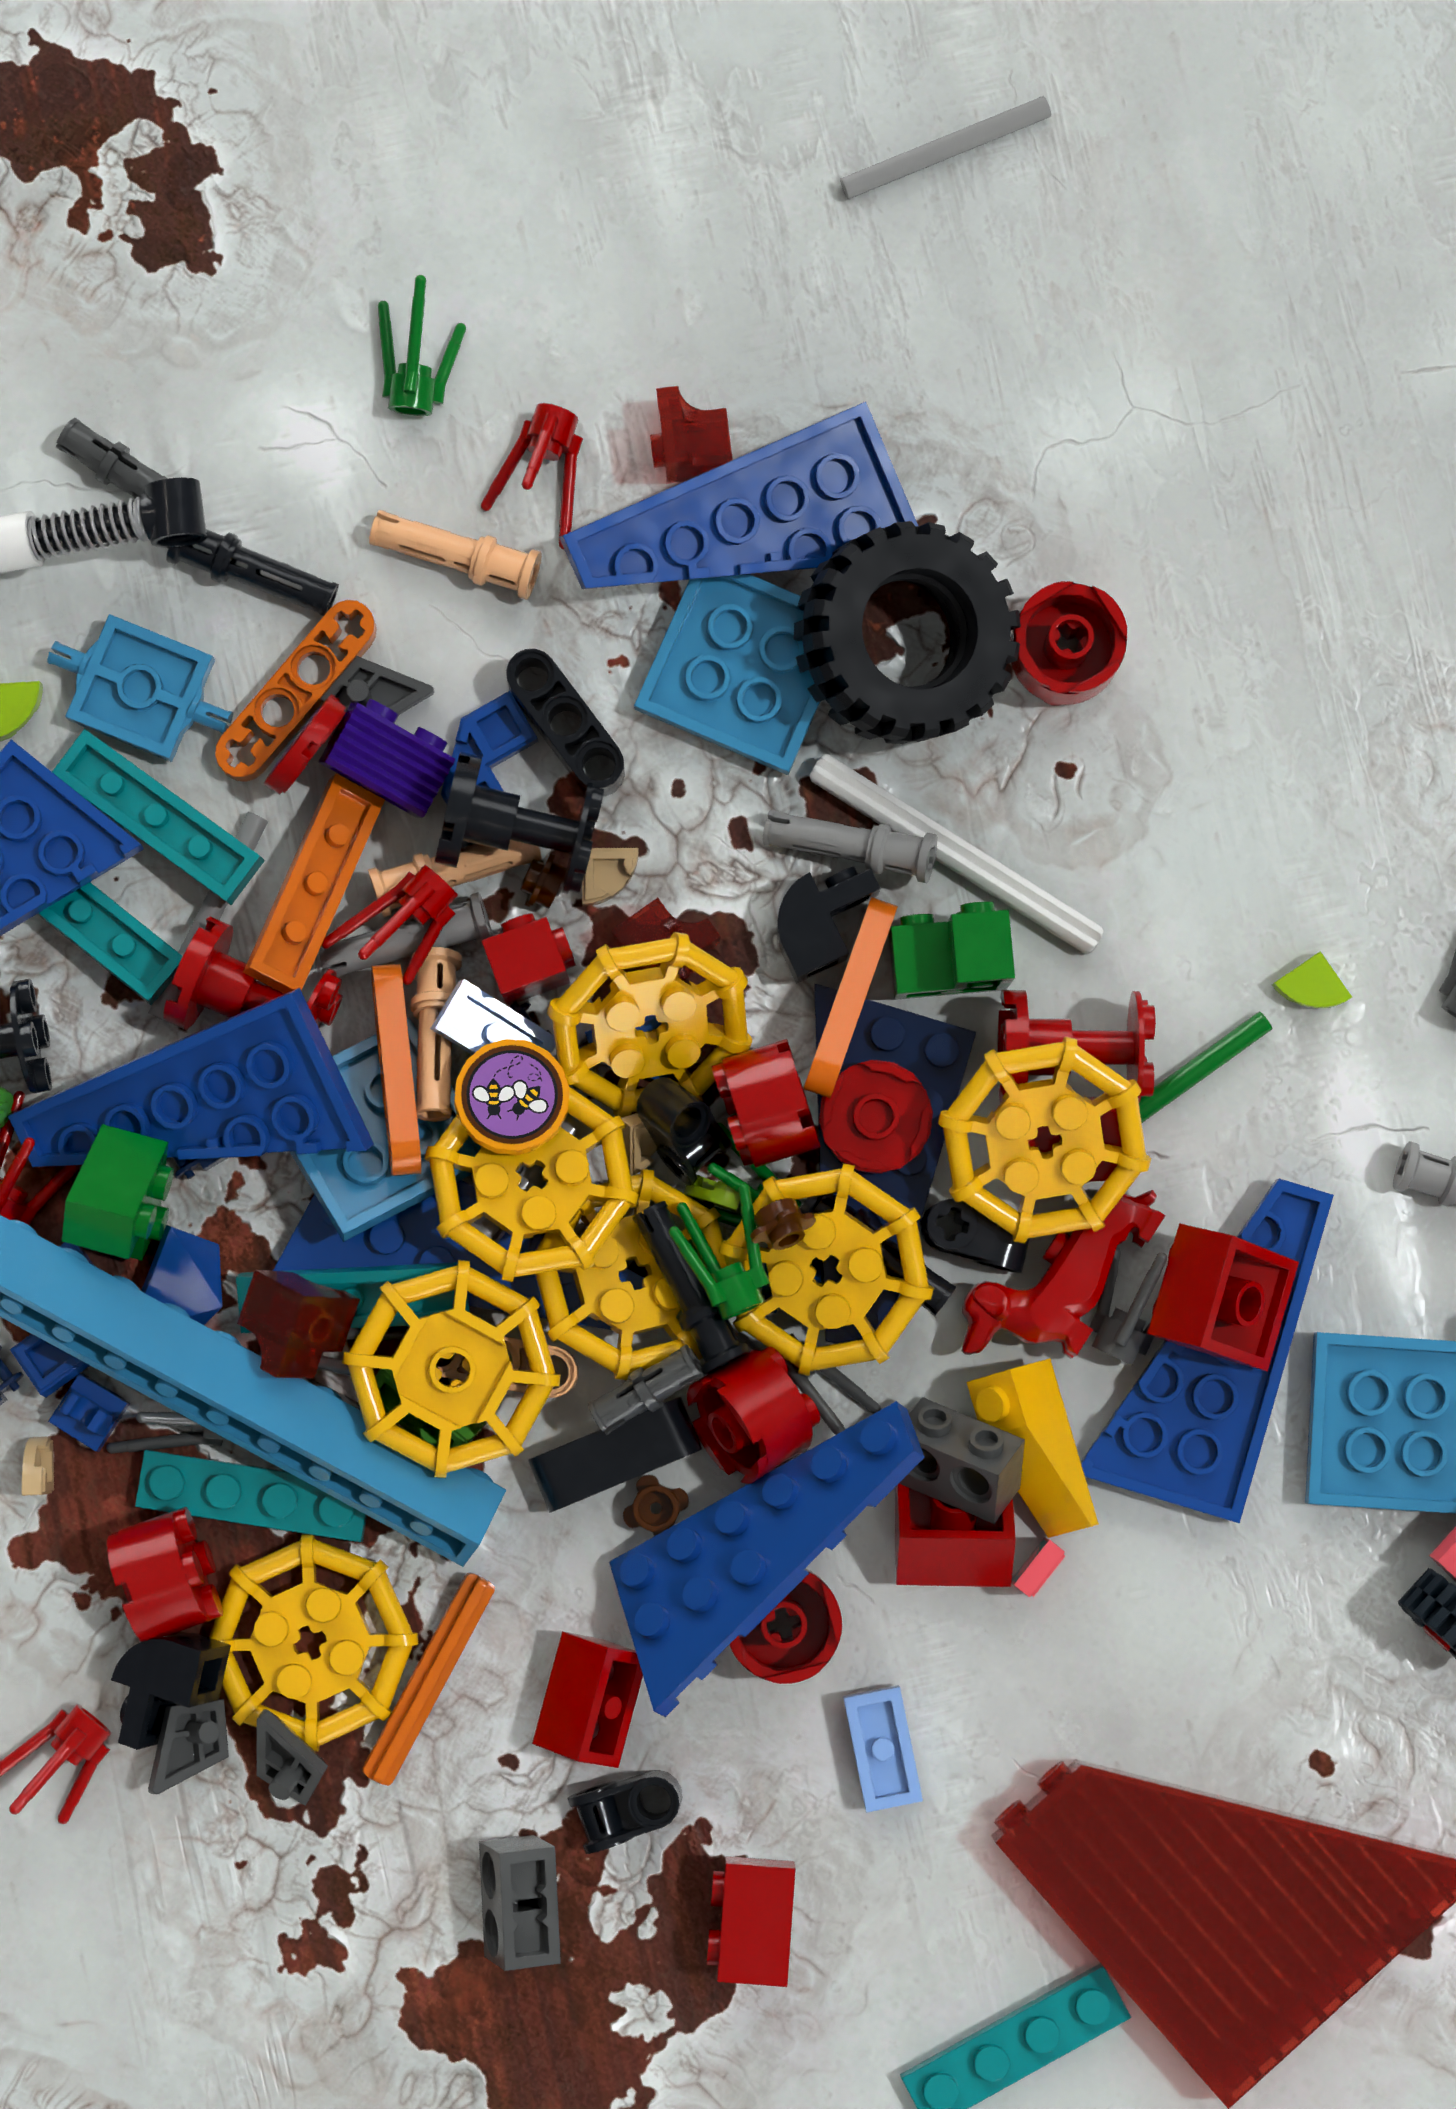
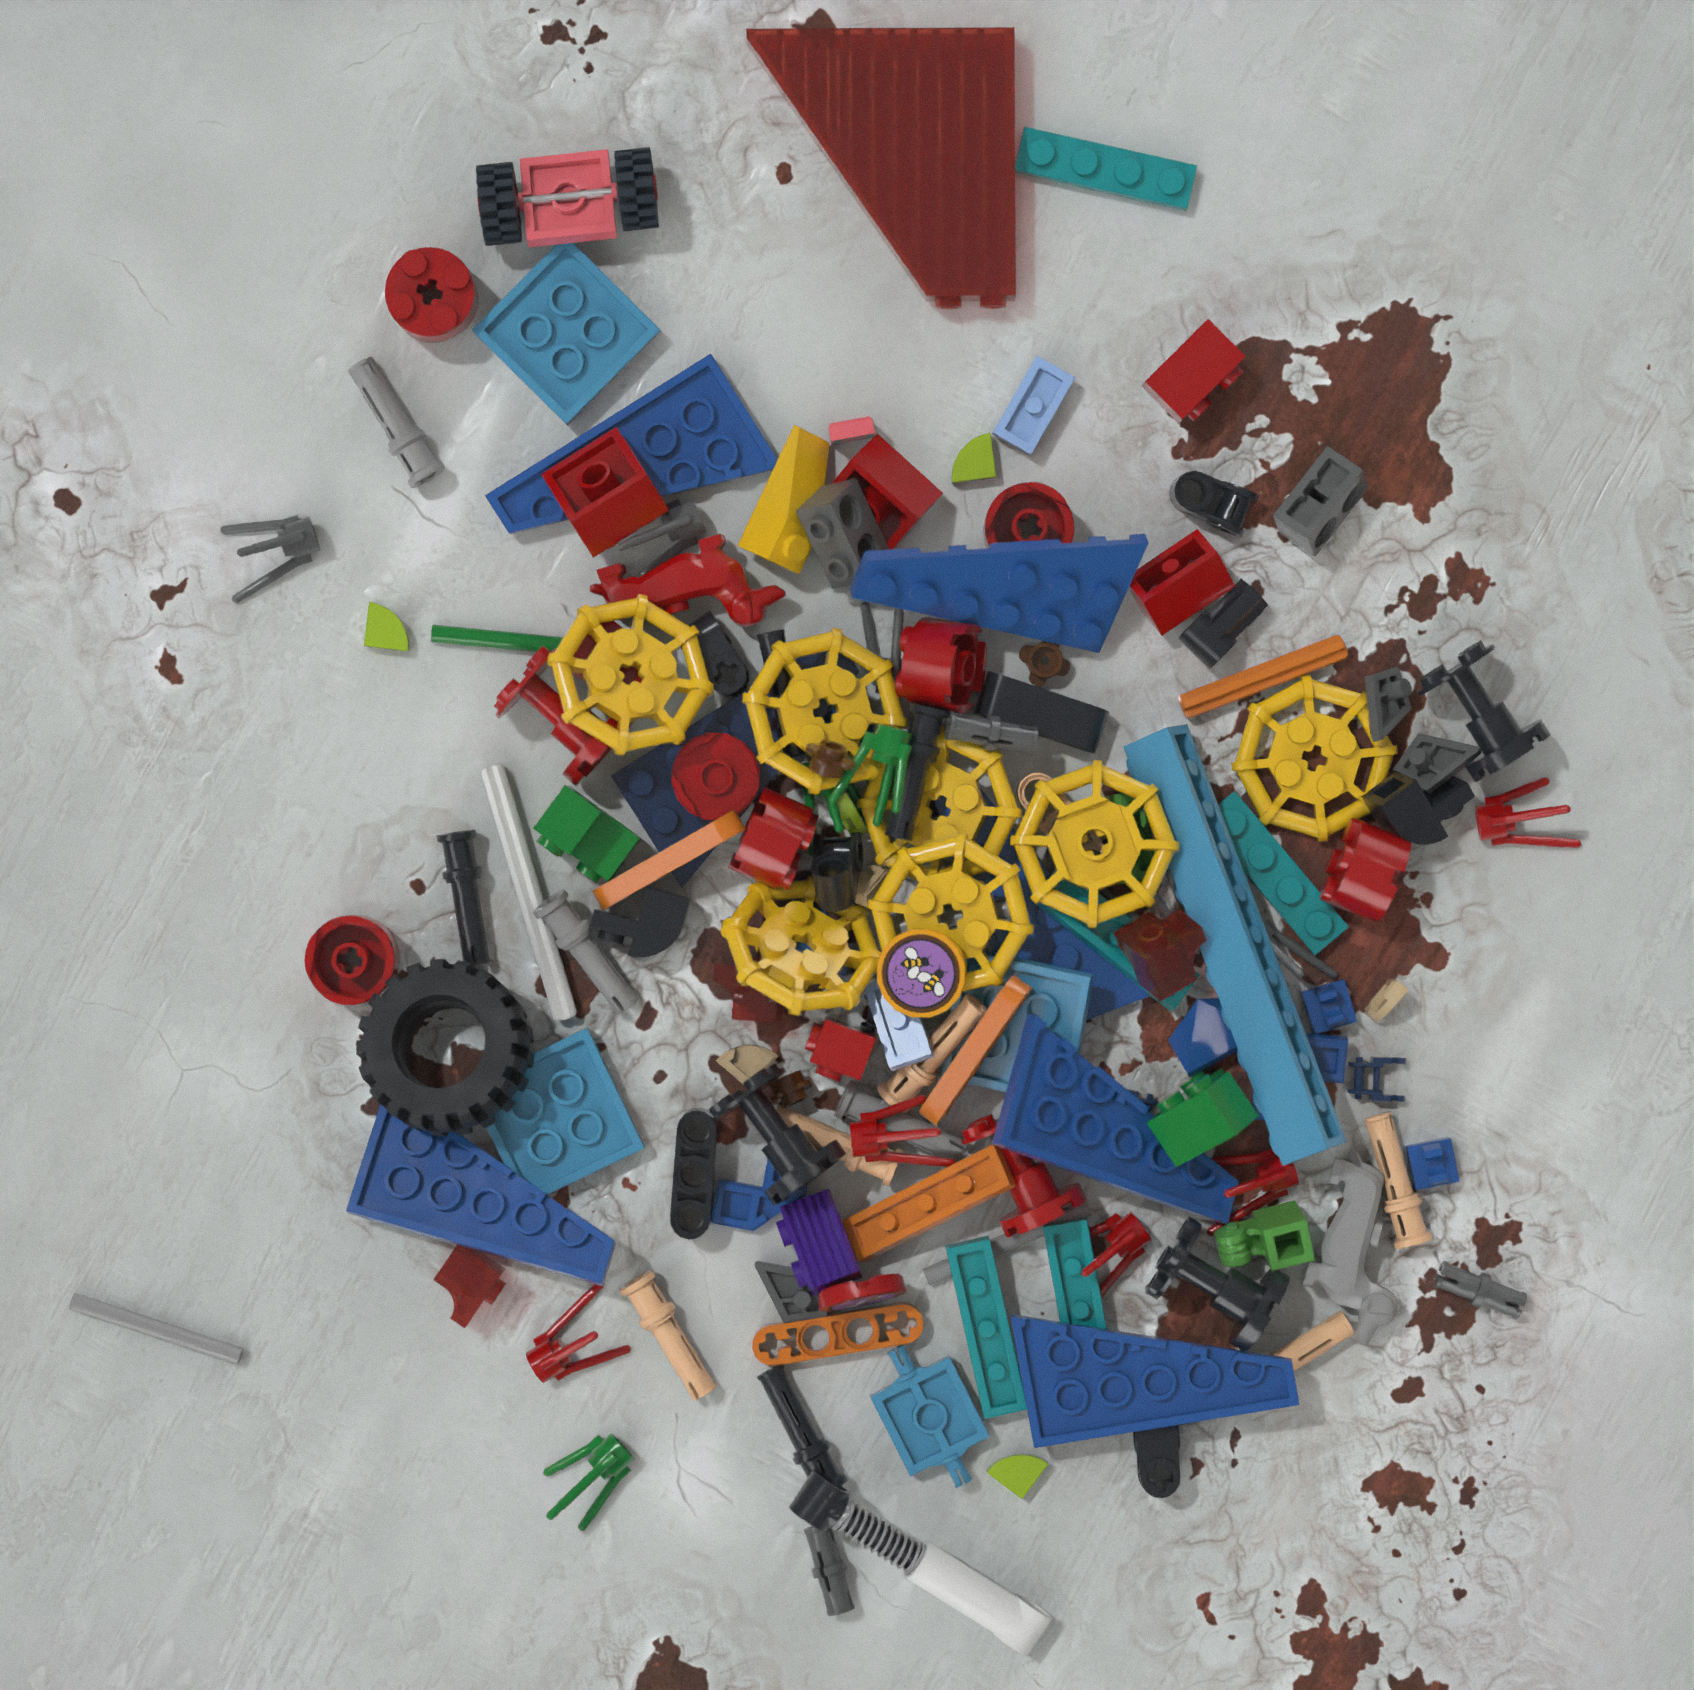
camera: 135 degrees left, 5 degrees up
(92, 1017) = (1126, 1238): none -> red plant
(161, 1827) = (1491, 724): none -> black piece
(513, 1684) = (1217, 629): none -> black piece
(892, 1643) = (974, 461): none -> lime tile
(1034, 815) = (463, 875): none -> black pin

